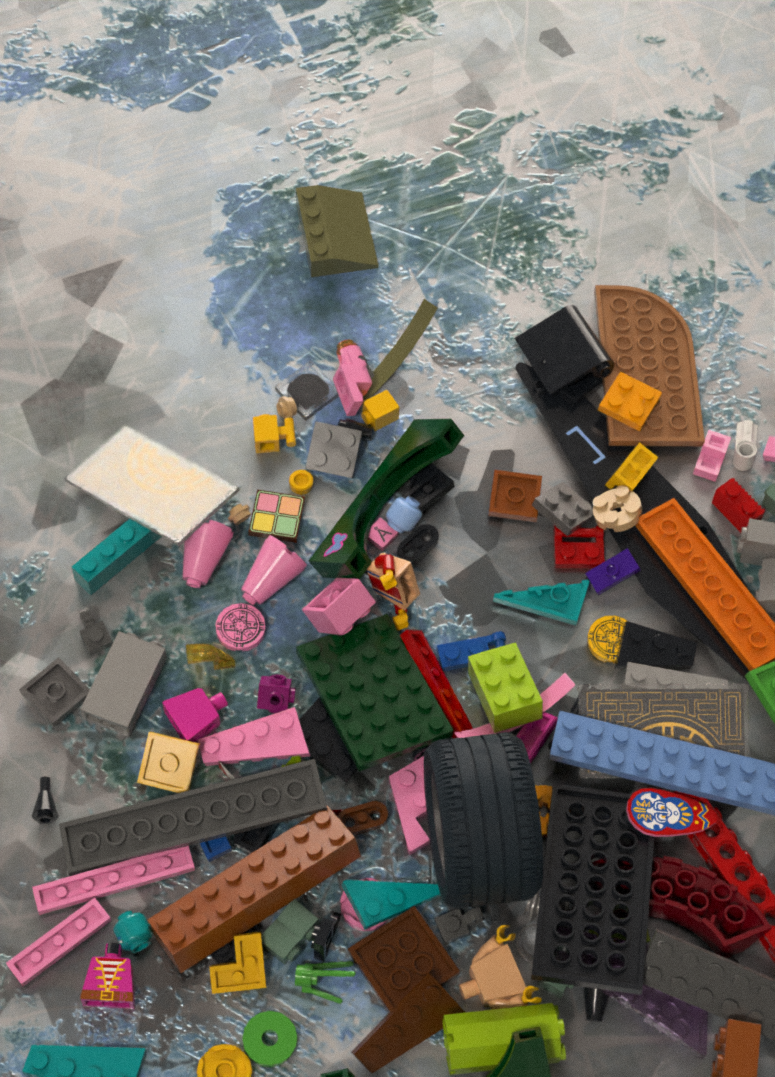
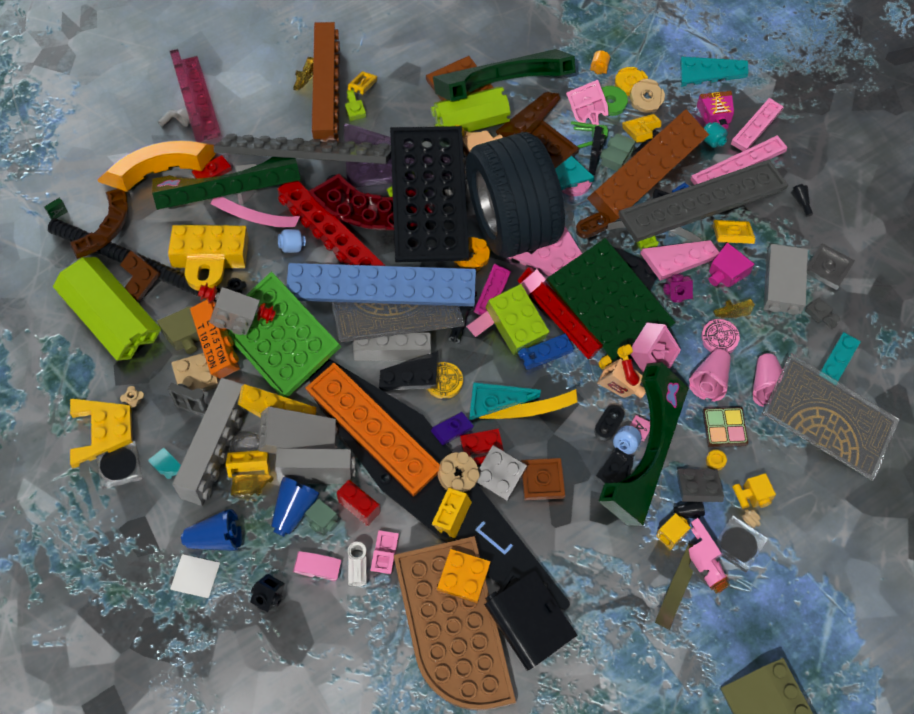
camera: 170 degrees right, 0 degrees up
(216, 1040) = (645, 105): none -> tan plate
(239, 514) = (754, 419): tan plate -> none
(310, 1030) = (588, 102): none -> bright pink plate
(494, 576) = (535, 408): none -> yellow sticker
(668, 813) = (386, 248): shield -> none

